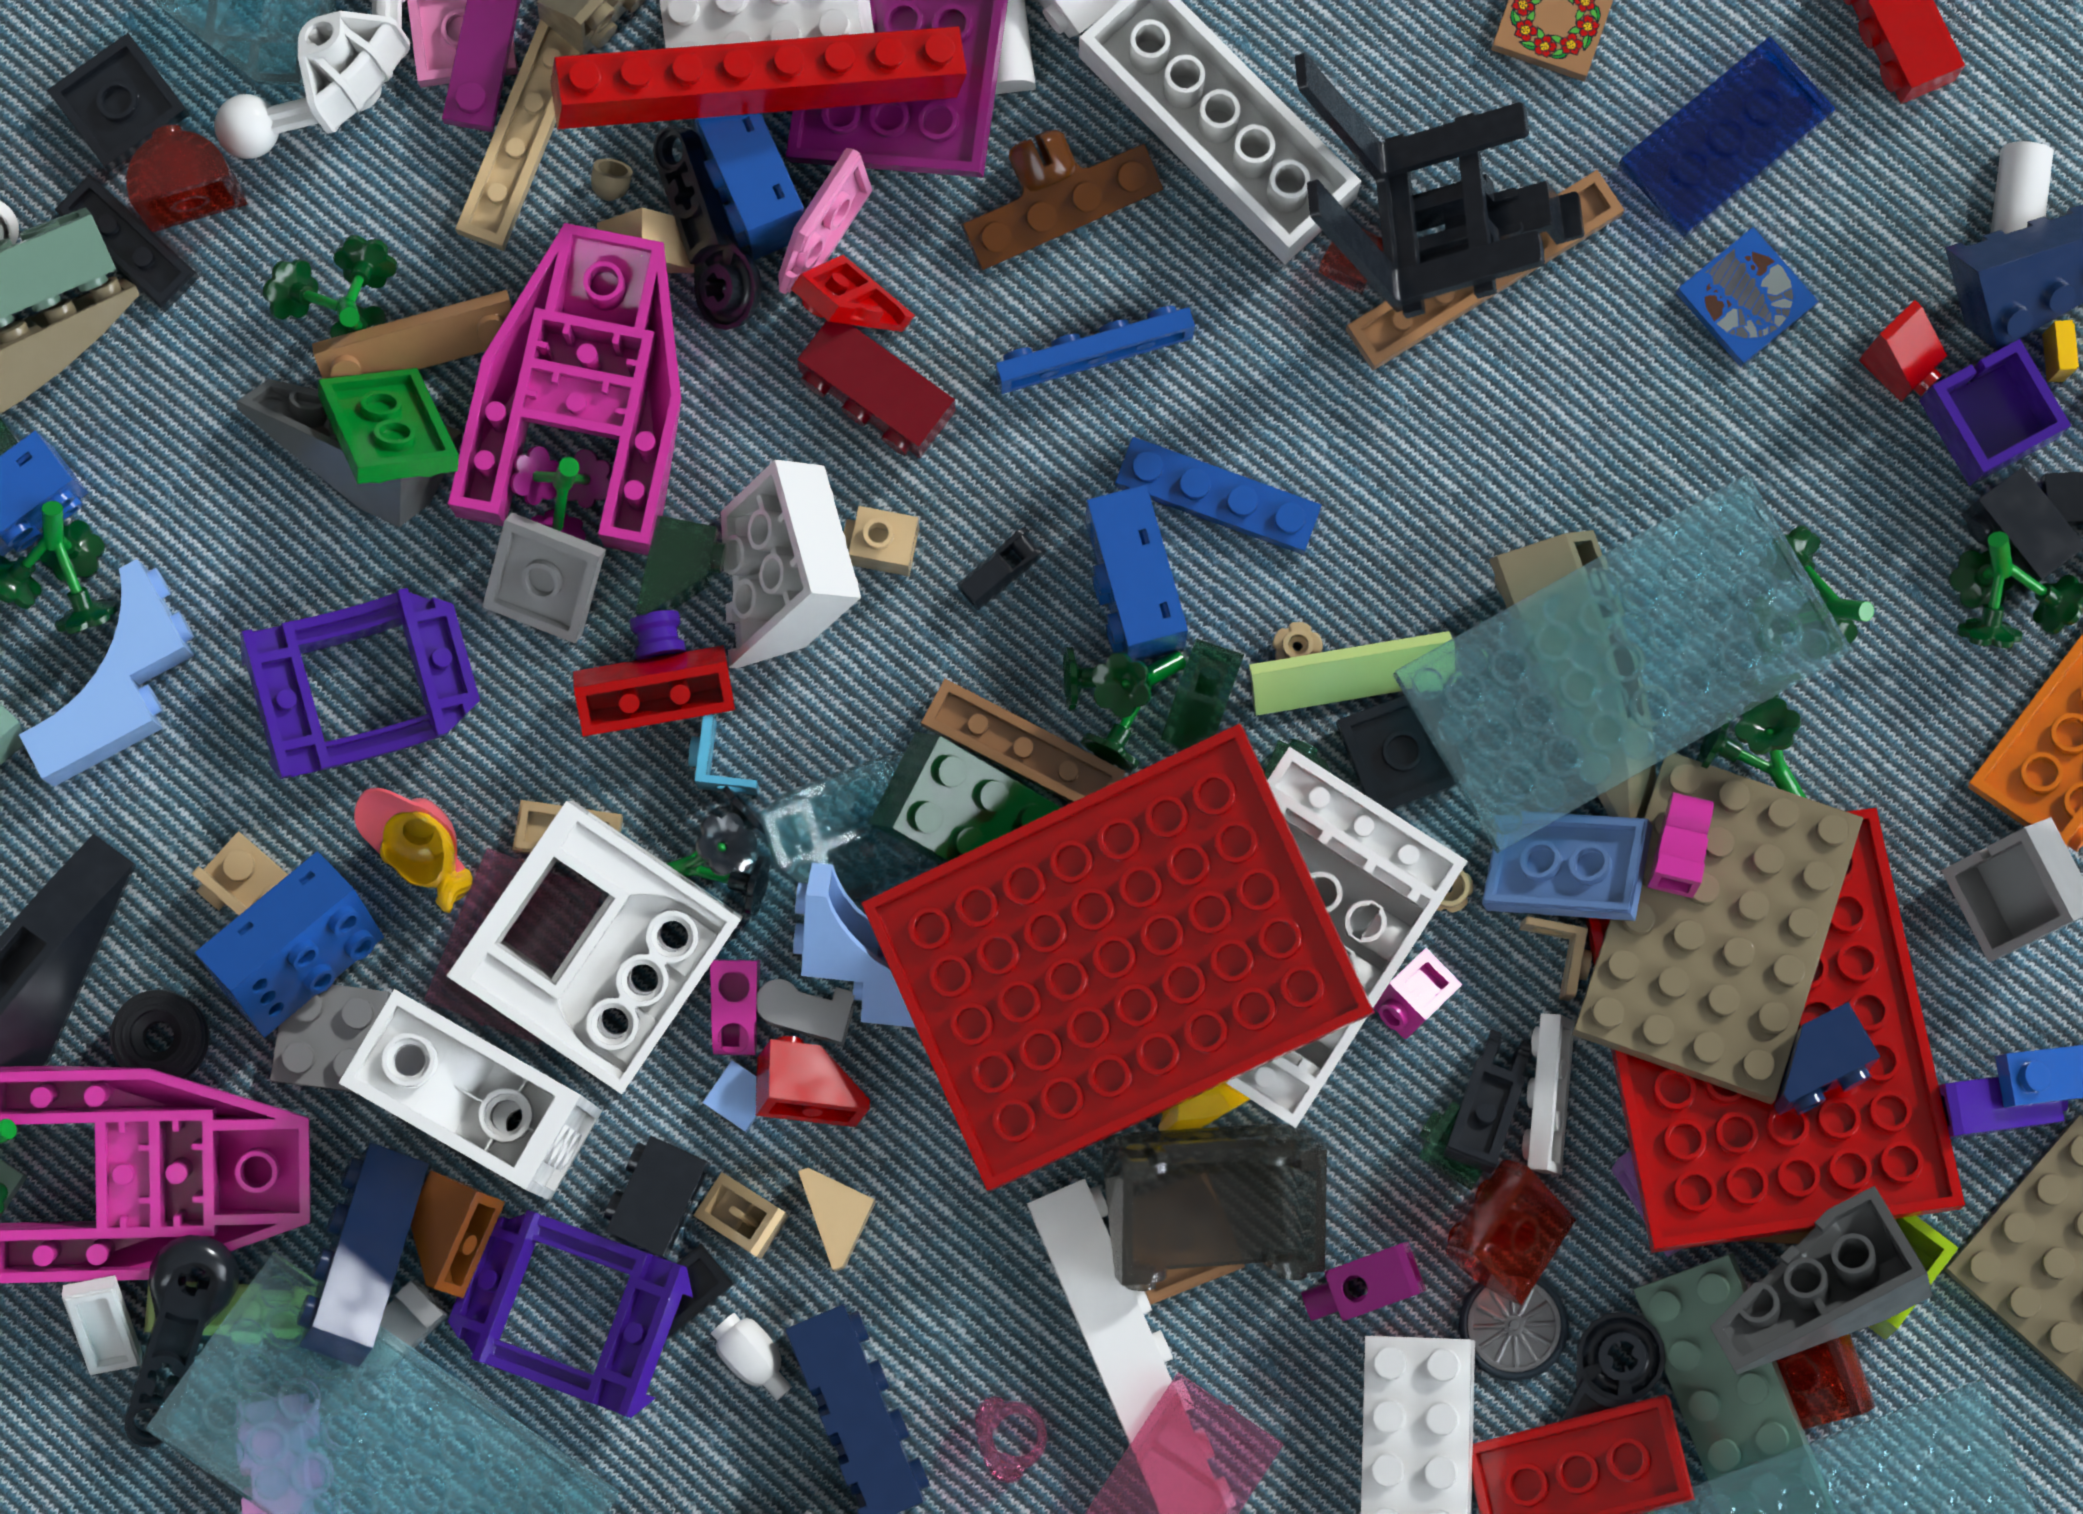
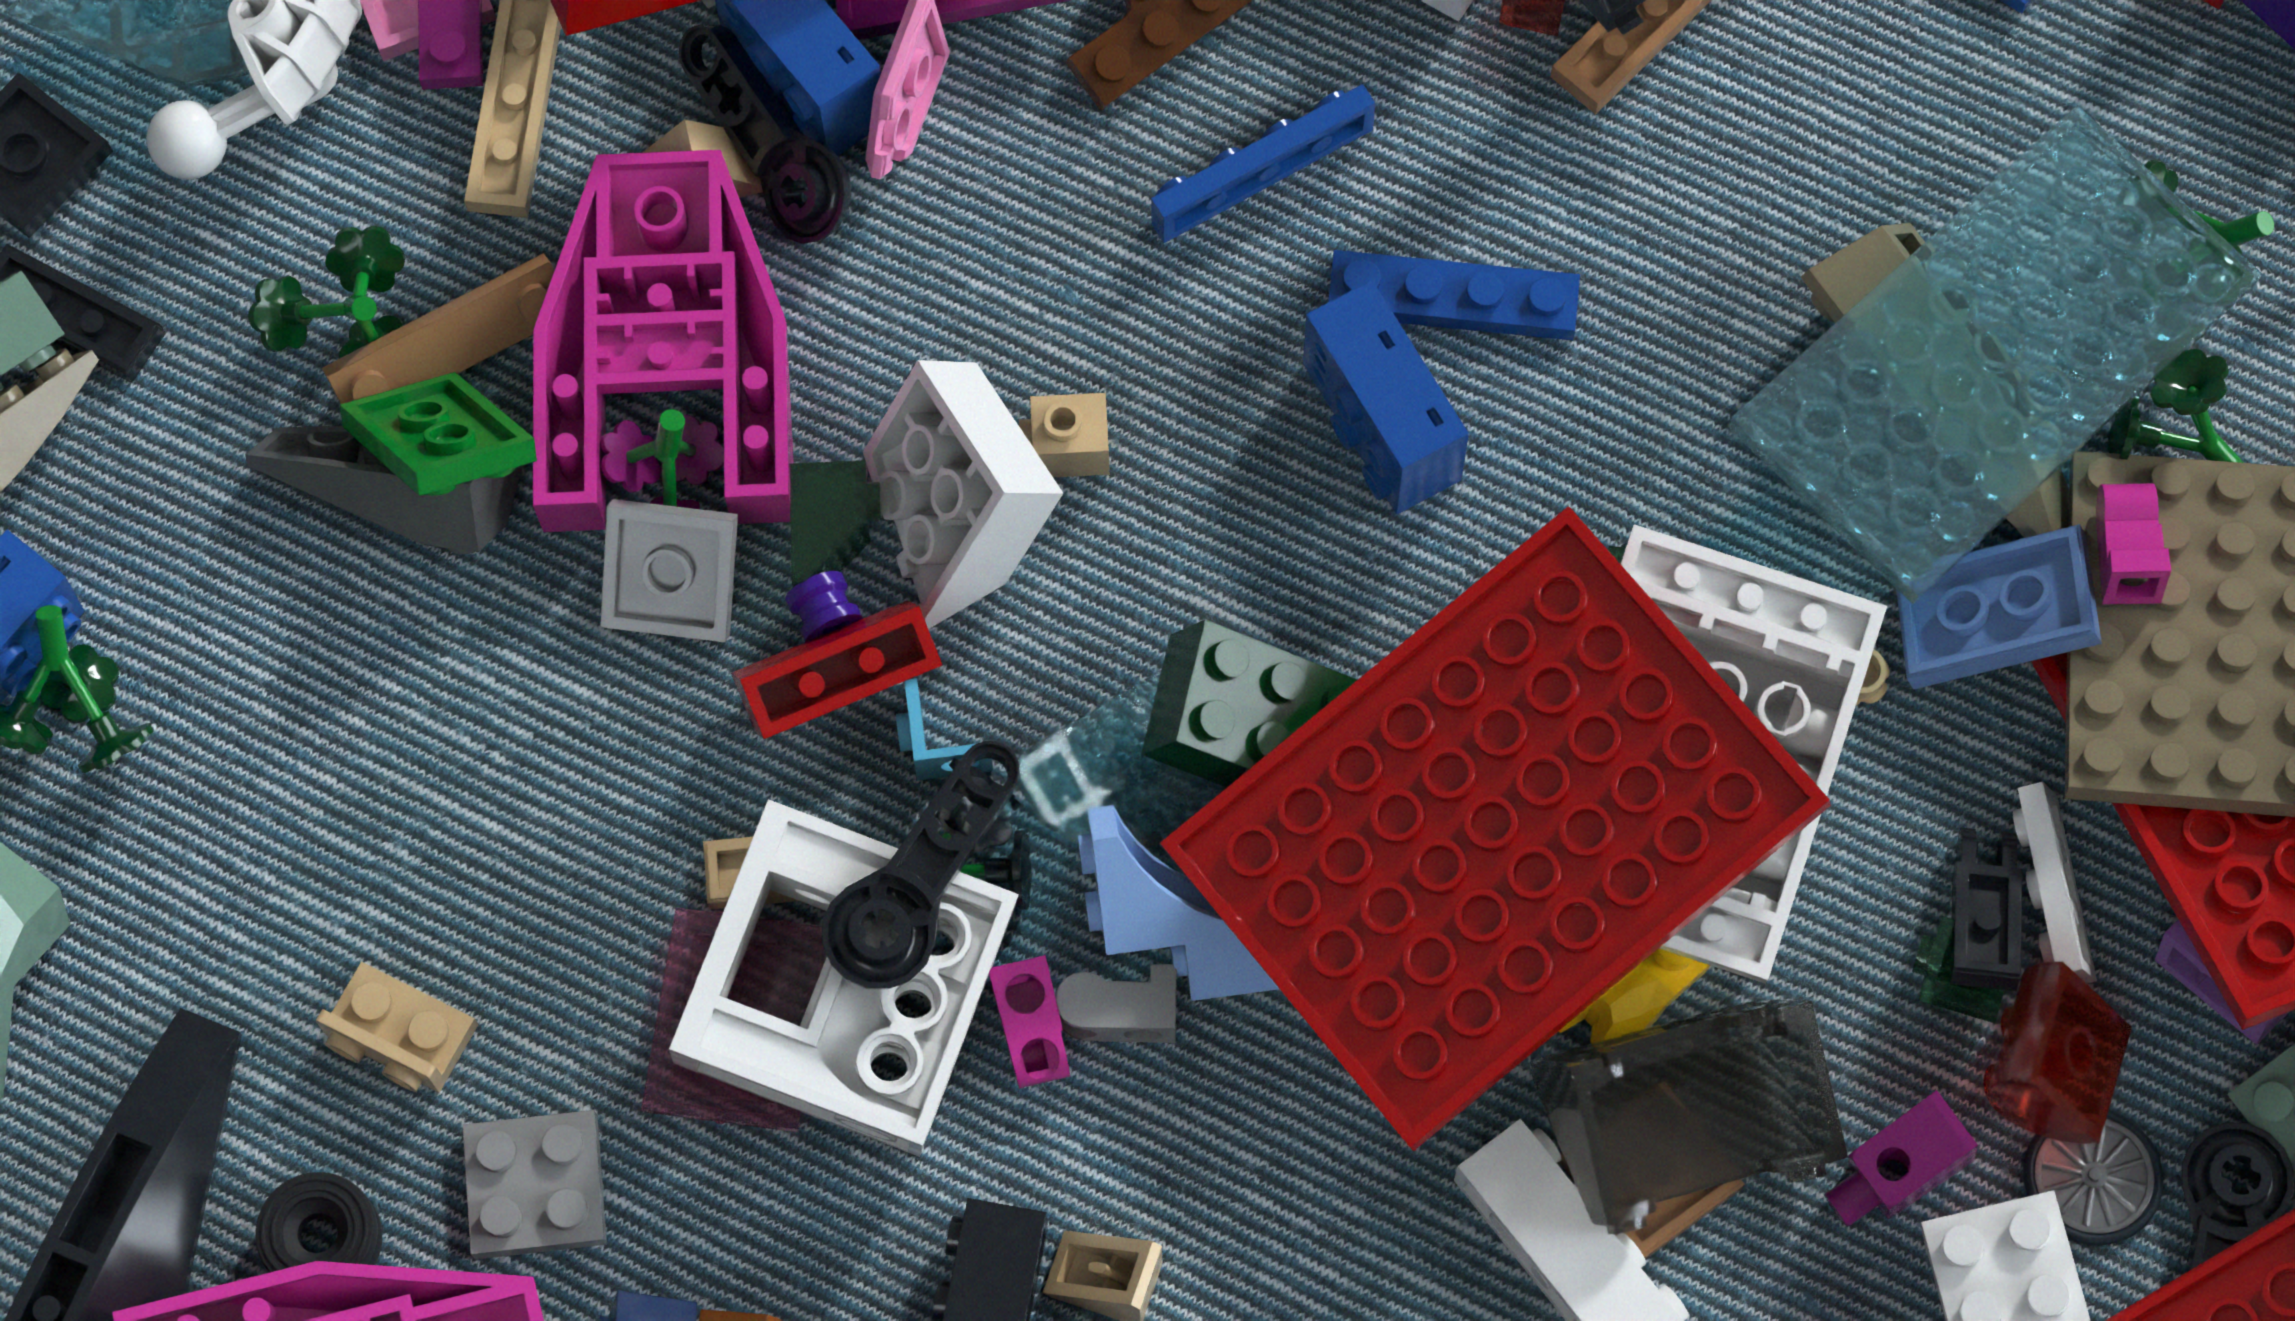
camera: 10 degrees left, 10 degrees down
(113, 706) = (175, 843): light blue arch -> none
(180, 179) = (123, 215): clear red brick -> none
(287, 700) = (385, 784): dark purple wedge -> none
(290, 944) = (460, 1071): blue piece -> none
(415, 841) = (582, 916): yellow hair -> none
(467, 1093) = (735, 1190): white piece -> none
(610, 179) = (636, 107): dark tan hinge -> none
(659, 895) = (914, 881): none -> black beam
(734, 1096) = (1062, 1132): light blue tile -> none
(806, 1085) = (1145, 1094): slope -> none
(838, 1214) = (1223, 1239): tan slope -> none
(849, 296) = (945, 163): red wing -> none
(875, 387) = (1013, 263): dark red brick -> none
(995, 573) = (1213, 440): black bar -> none
(1017, 744) = (1313, 631): medium nougat plate -> none
(1122, 687) = (1400, 520): dark green plant -> none
(1202, 694) = (1499, 515): clear green slope -> none
(1296, 632) = (1592, 457): tan plate -> none
(1335, 674) = (1653, 461): yellowish green tile -> none
(1393, 755) = (1759, 521): black plate -> none
(1416, 994) = (1859, 809): bracket -> none
(1577, 959) = (2039, 718): tan bracket -> none

